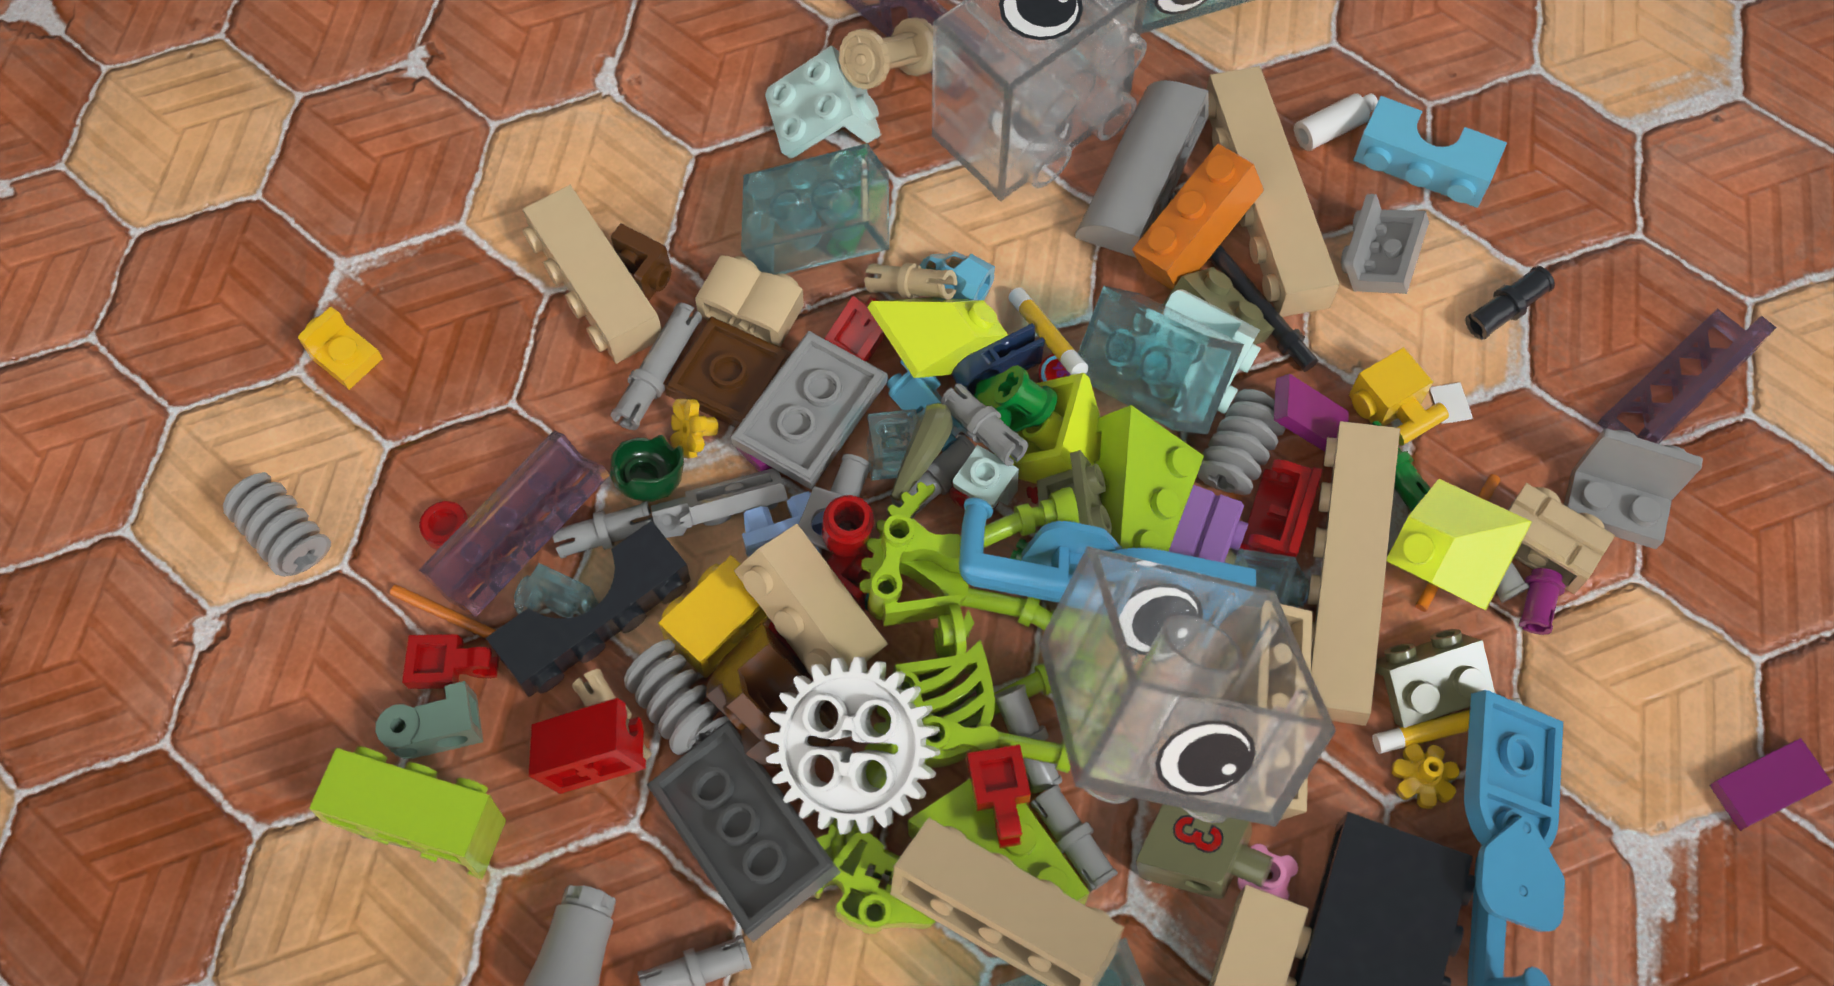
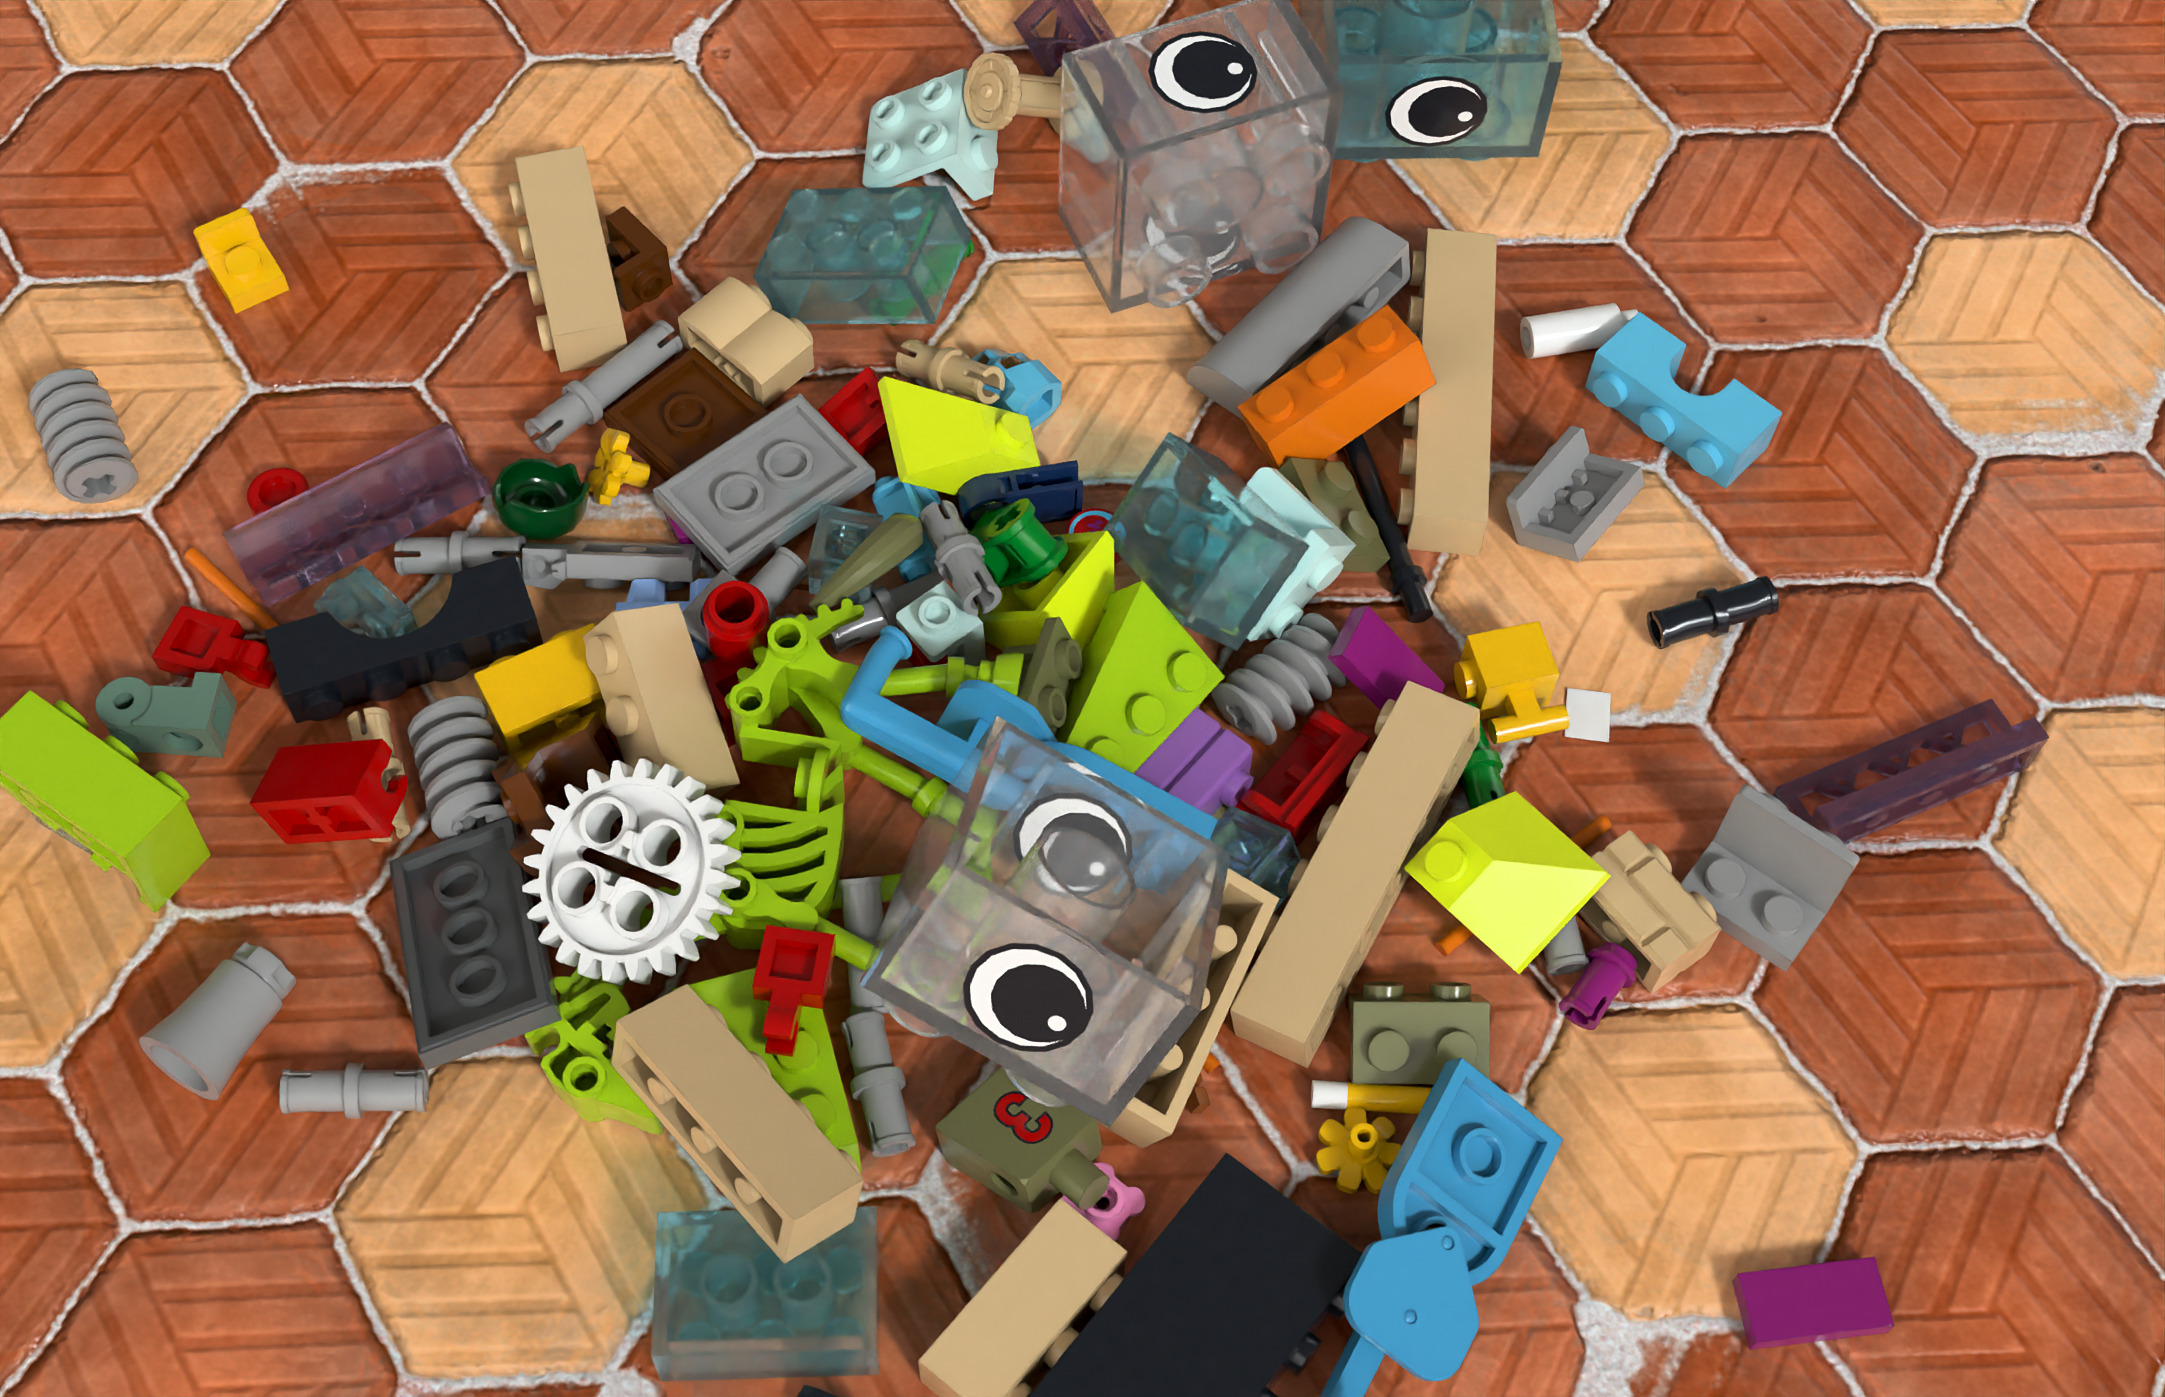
camera: 15 degrees right, 5 degrees down
(1044, 328) = (1093, 476): yellow bar -> none

